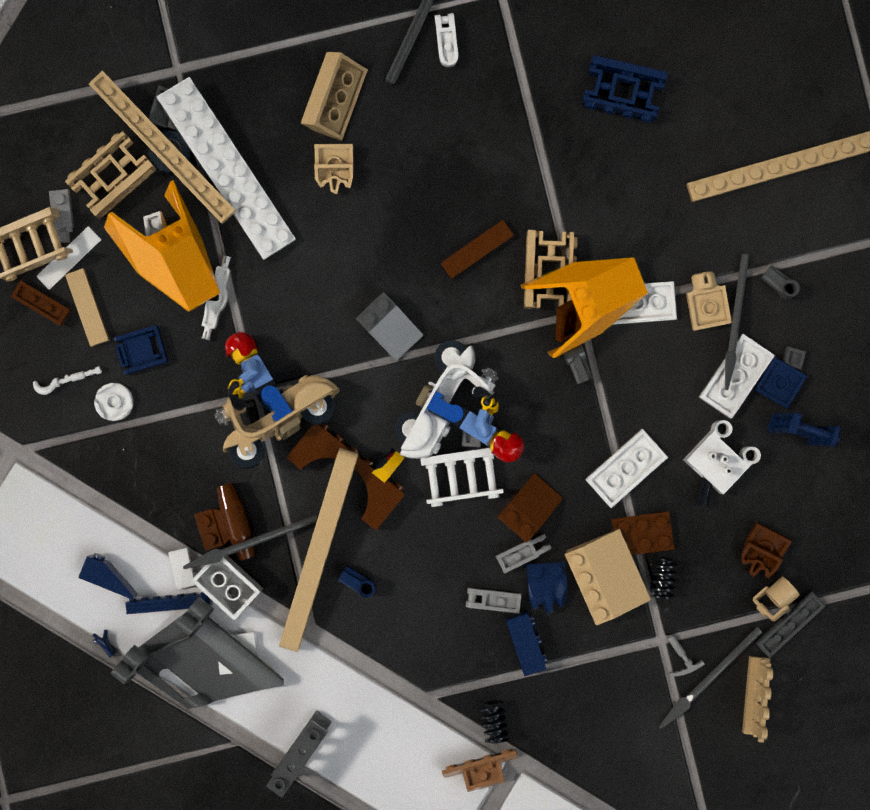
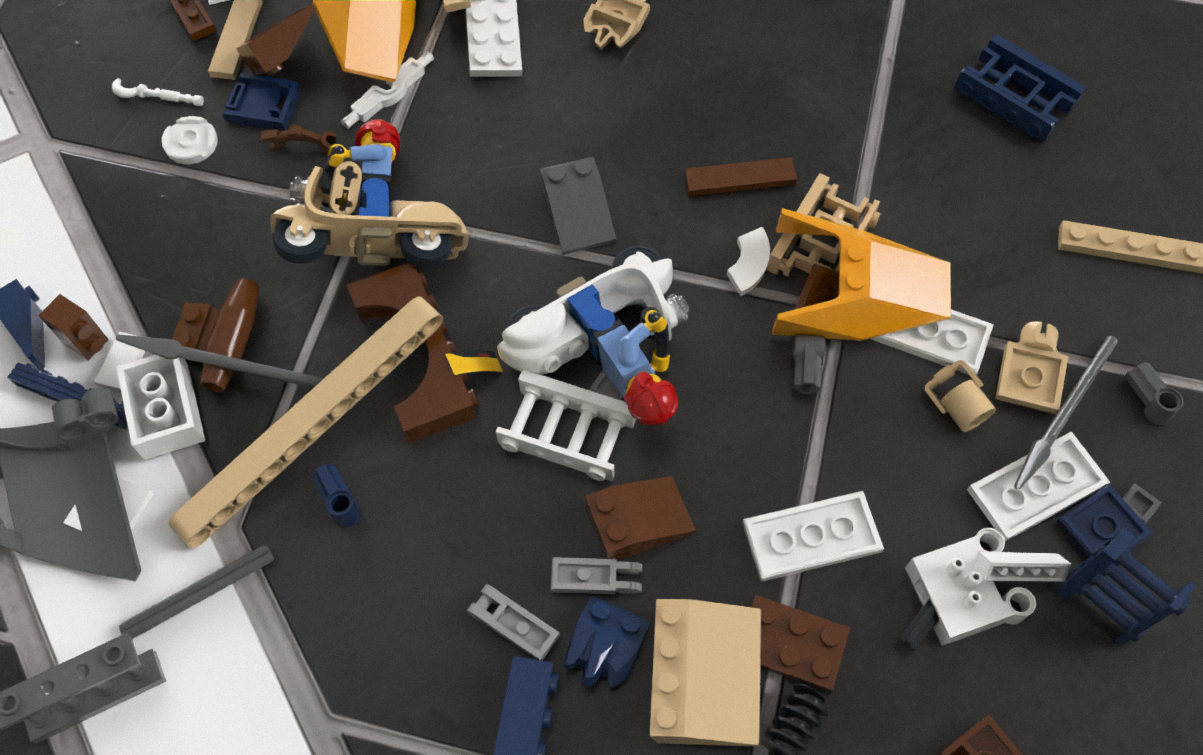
camera: 30 degrees right, 25 degrees down
(126, 305) = (274, 45): none -> reddish brown slope
(145, 568) = (73, 327): none -> reddish brown brick
(171, 375) = (296, 133): none -> reddish brown piece
(256, 403) = (338, 187): none -> tan beam
(317, 671) = (197, 592): none -> dark grey axle
(513, 309) = (752, 261): none -> white tile
(678, 347) = (966, 401): none -> tan piece
(745, 435) = (1021, 566): none -> white piece

